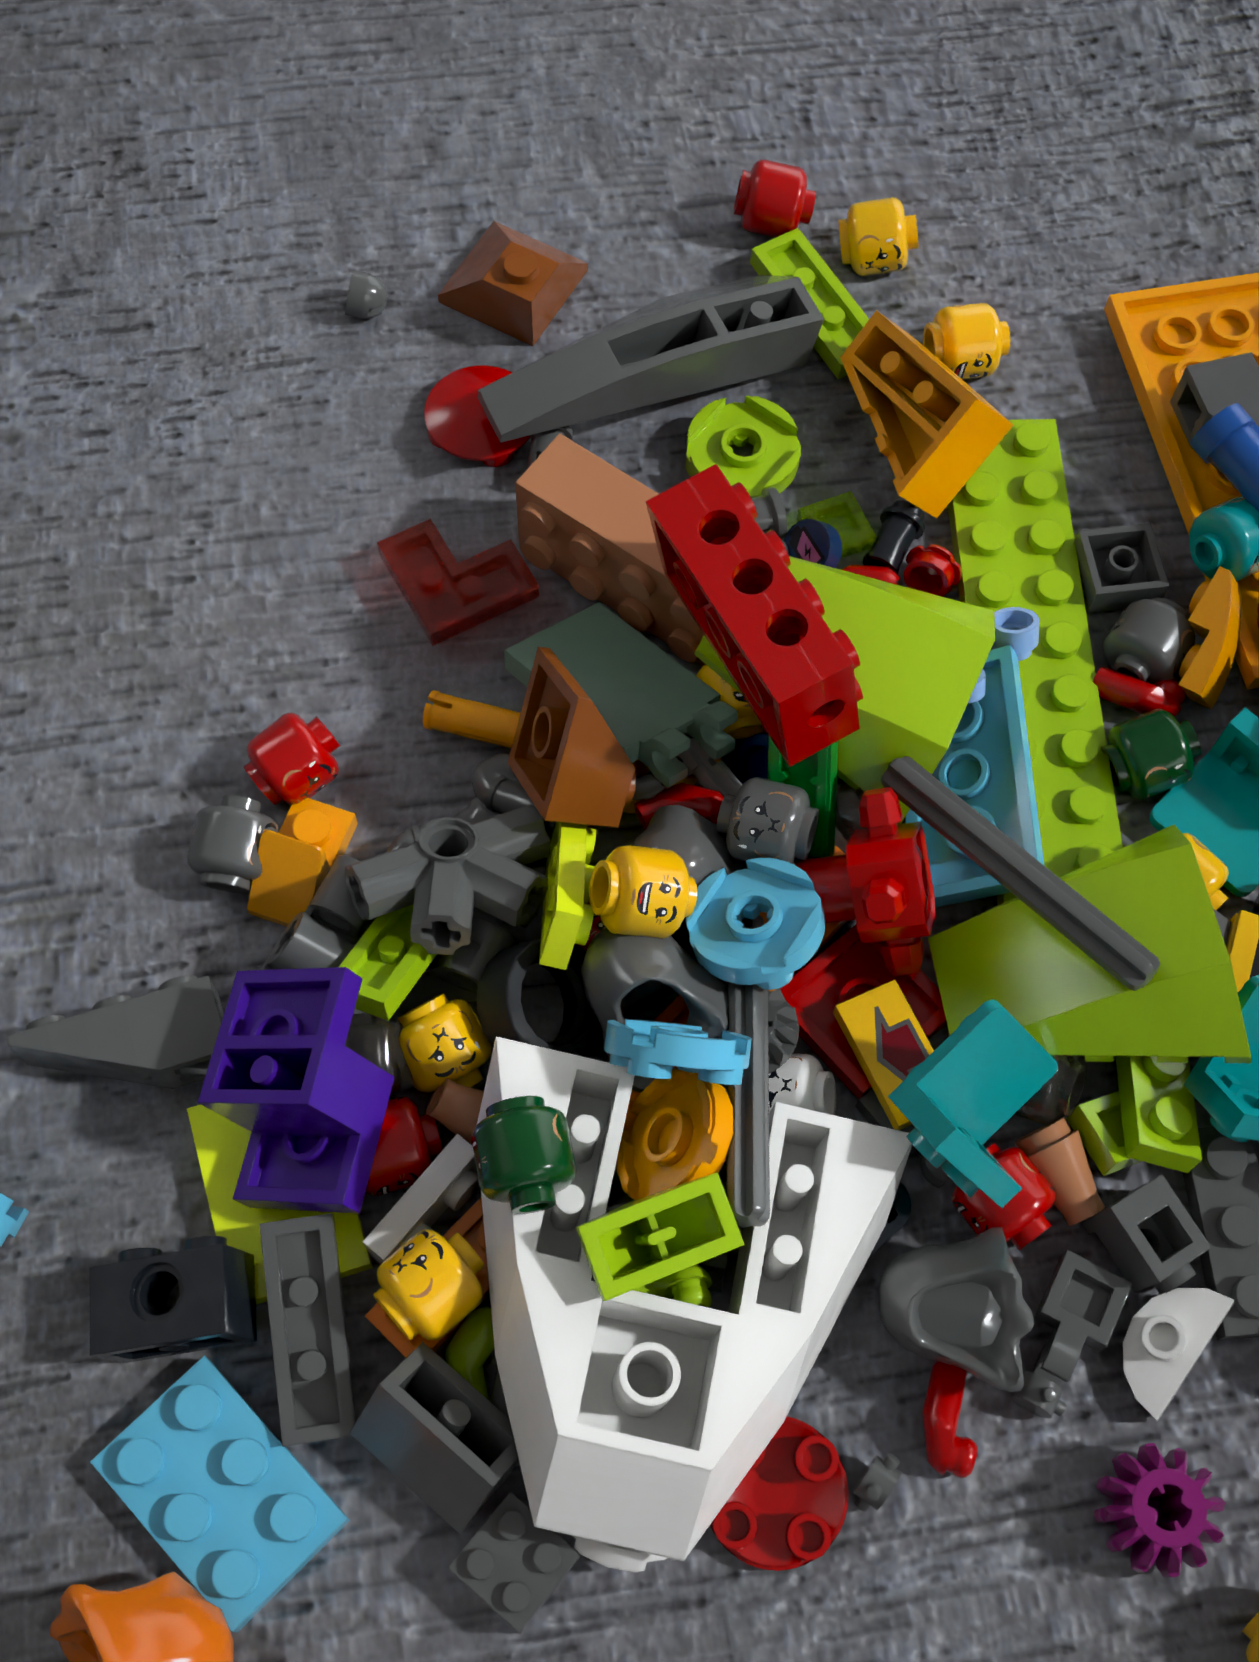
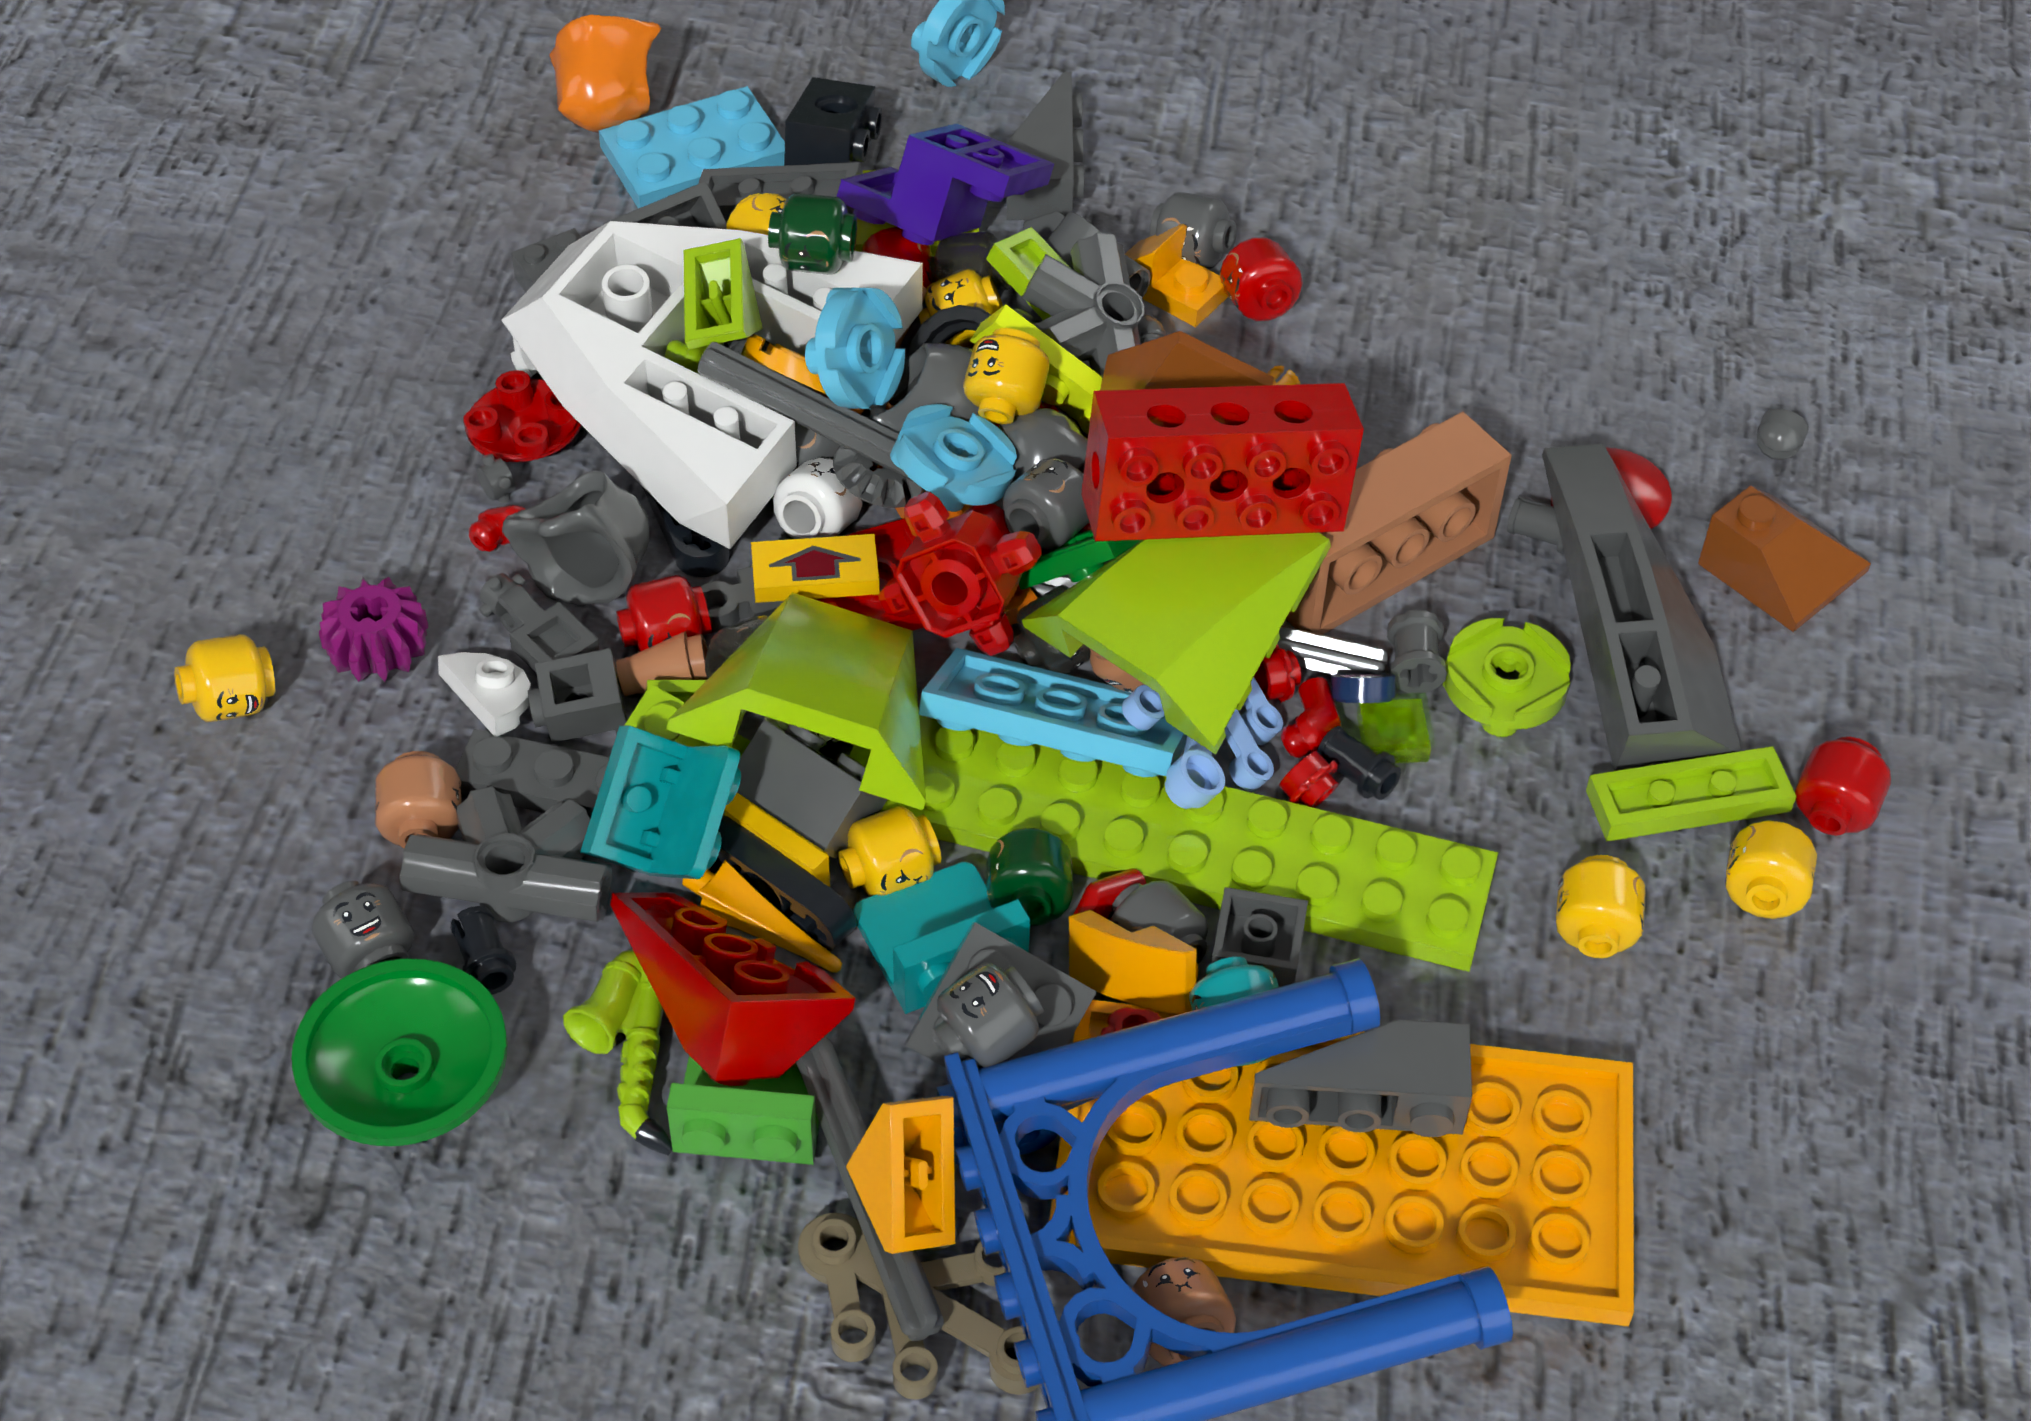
camera: 110 degrees right, 15 degrees down
(450, 594) = (1404, 408): clear red plate -> none
(922, 412) = (1500, 799): light orange wedge -> none
(969, 1093) = (726, 542): teal bracket -> none
(1022, 874) = (911, 610): dark grey axle -> none

